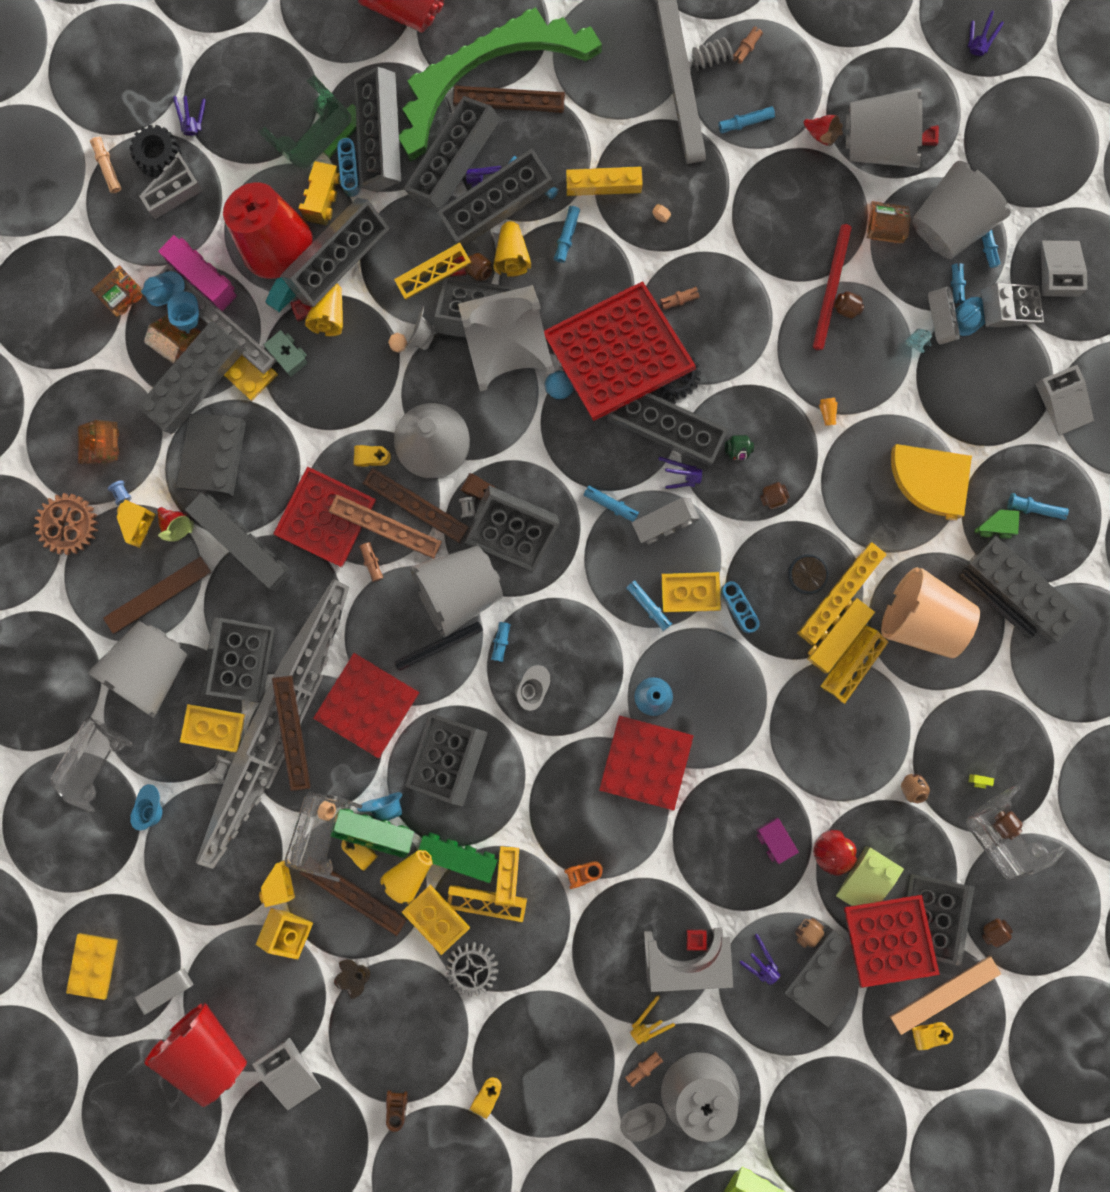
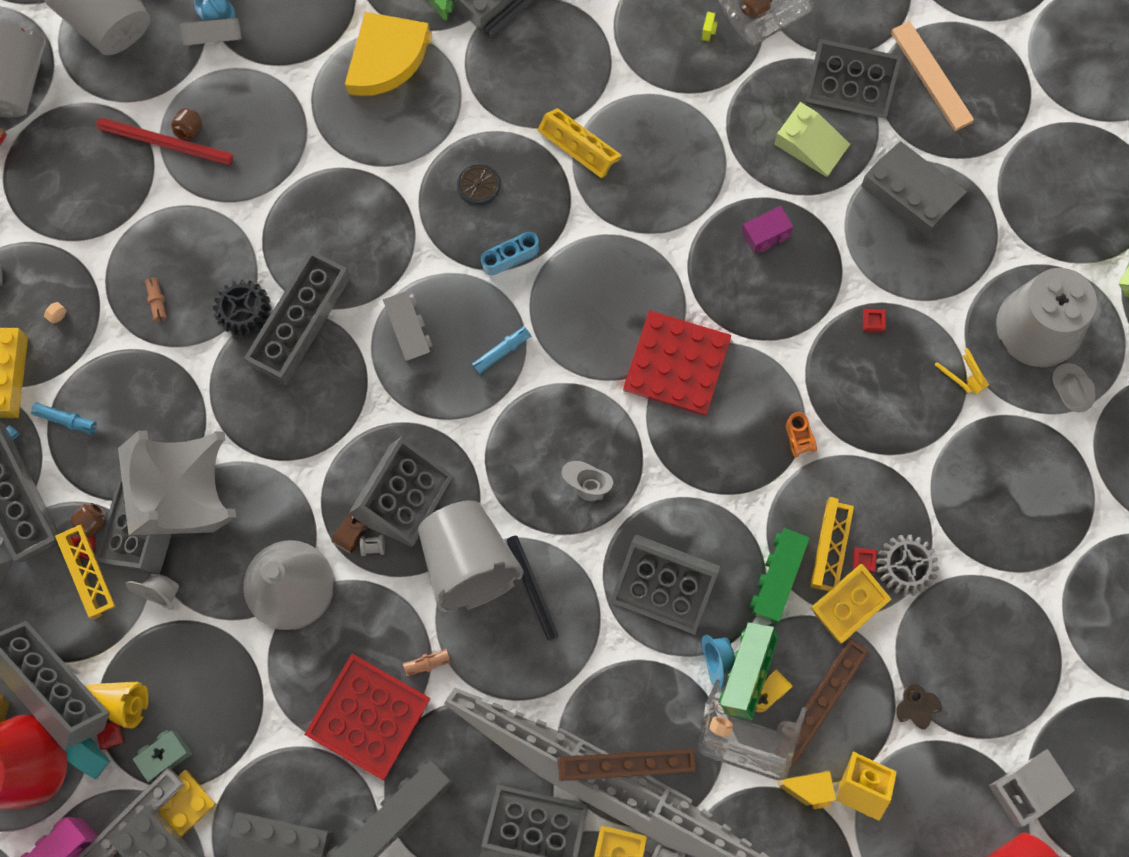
camera: 85 degrees left, 10 degrees down
(366, 705) = (597, 676): red plate -> none
(367, 456) = (299, 662): yellow piece -> none
(385, 526) = (385, 643): nougat tile -> none
(396, 1106) = (1066, 659): reddish brown piece -> none
(397, 342) = (166, 620): light nougat tile -> none
(406, 877) = (800, 630): yellow cone -> none
(415, 505) = (363, 608): reddish brown tile -> none
(476, 932) = (866, 557): none -> red tile
(485, 1099) = (1055, 556): yellow piece -> none
(500, 641) = (531, 515): dark azure pin -> none
(507, 876) = (802, 518): yellow tile -> none
(511, 251) = (75, 479): yellow cone -> none
(558, 385) = (239, 436): dark azure hair -> none
(610, 503) = (383, 383): dark azure pin -> none
(618, 350) = (207, 362): red plate -> none
(644, 1069) = (1016, 382): nougat pin -> none
(645, 700) = (603, 350): dark azure cone -> none
(691, 592) = (489, 304): yellow plate -> none
(692, 474) = (357, 297): dark purple plant -> none
(707, 971) = (912, 313): light grey piece -> none
(739, 447) = (331, 244): dark green head -> none
(768, 972) = (907, 246): dark purple plant -> none
(775, 495) = (389, 210): reddish brown head -> none
(809, 933) = (867, 202): medium nougat head -> none
(829, 410) = (299, 151): light orange cone -> none
(835, 853) = (781, 172): red hair -> none
(840, 636) = (547, 153): yellow brick -> none
(841, 593) = (503, 149): yellow brick -> none
(888, 222) = (101, 80): clear orange slope -> none
(891, 941) = (876, 118): red plate -> none
(915, 788) = (715, 89): medium nougat head -> none
(918, 339) = (233, 57): clear light blue tile -> none
(929, 1035) = (974, 89): yellow piece -> none
(930, 616) = (532, 59): light nougat cone -> none
(958, 283) = (176, 17): dark azure pin -> none
(997, 932) = (867, 21): reddish brown head -> none

